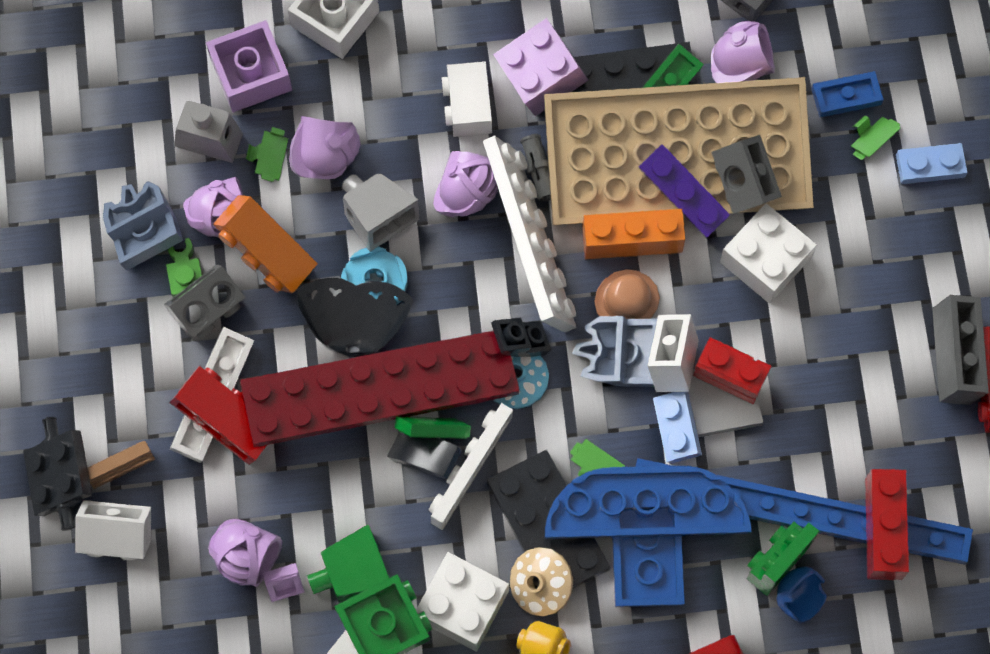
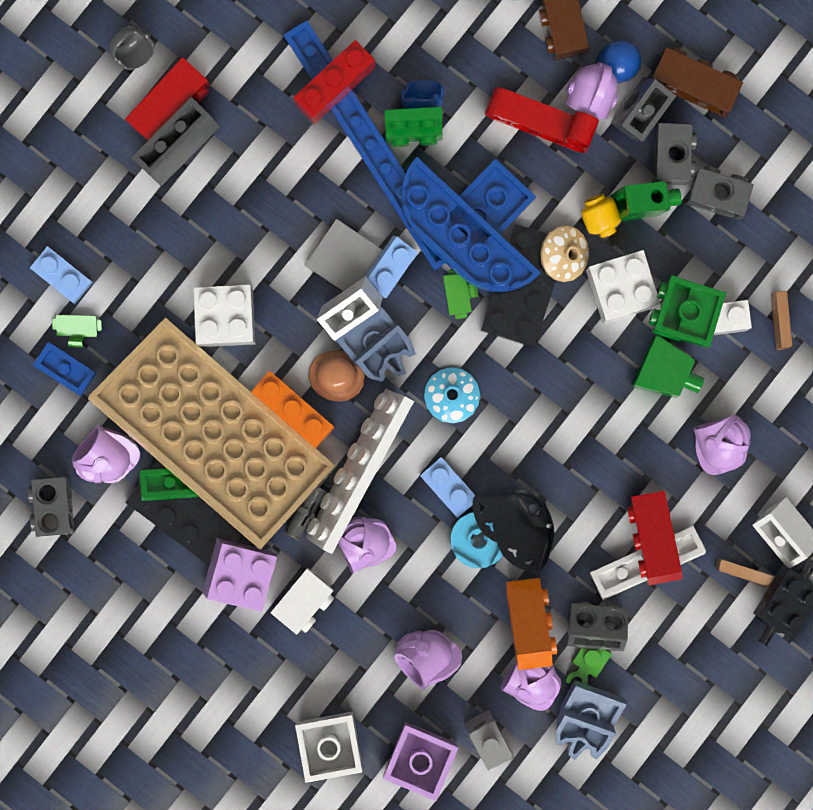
camera: 135 degrees left, 15 degrees up
(269, 154) = (461, 690): bright green piece -> none
(283, 582) = (715, 402): lavender tile -> none
(377, 388) = (548, 461): dark red plate -> none
(378, 208) = (433, 582): light grey torso -> none
(427, 454) = (557, 397): black slope -> none
(432, 427) = (539, 407): green tile -> none
(442, 299) = (448, 487): none -> light blue plate
(462, 477) = (525, 367): white plate -> none
(520, 337) = (431, 410): black slope -> none
(683, 191) = (236, 404): dark purple plate -> none
(731, 370) = (326, 262): red brick -> none
(746, 174) = (191, 371): dark grey brick -> none

